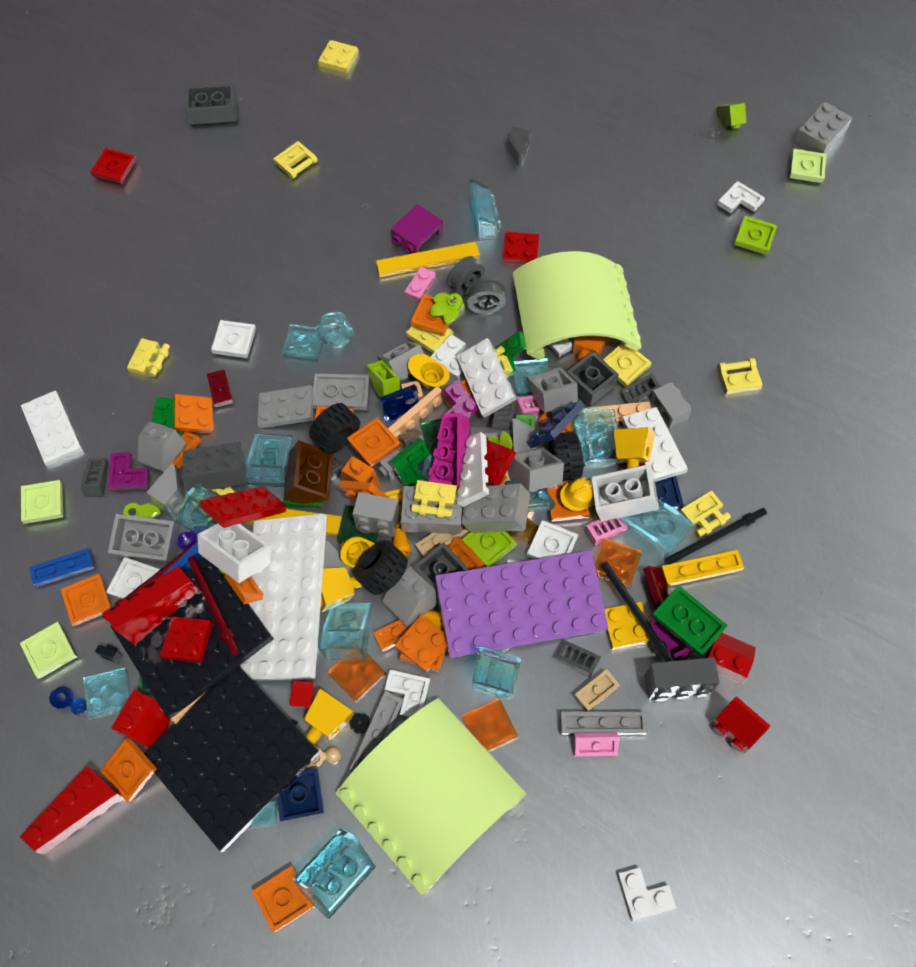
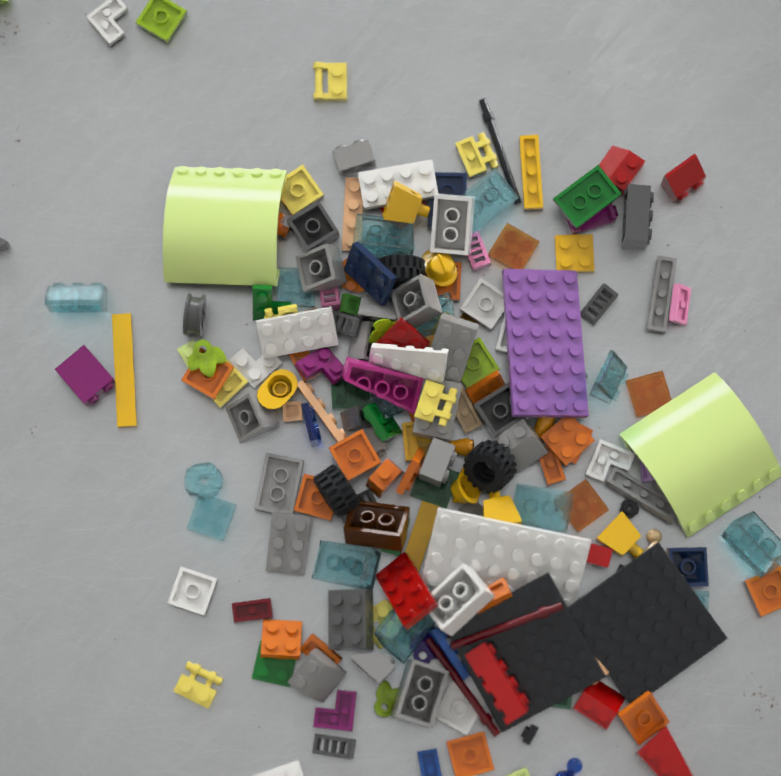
camera: 80 degrees left, 15 degrees up
(106, 693) = (565, 738): clear light blue plate -> none
(186, 639) = (536, 653): red plate -> none
(383, 378) = (276, 437): lime slope -> none
(420, 284) = (155, 383): bright pink plate -> none
(463, 274) = (165, 332): dark grey wheel -> none
(520, 247) = (128, 267): red plate -> none
(597, 690) = (632, 293): tan plate -> none
(650, 379) = (320, 169): dark grey slope -> none
(657, 585) = (543, 217): dark red plate -> none
(660, 646) = (602, 228): black bar -> none

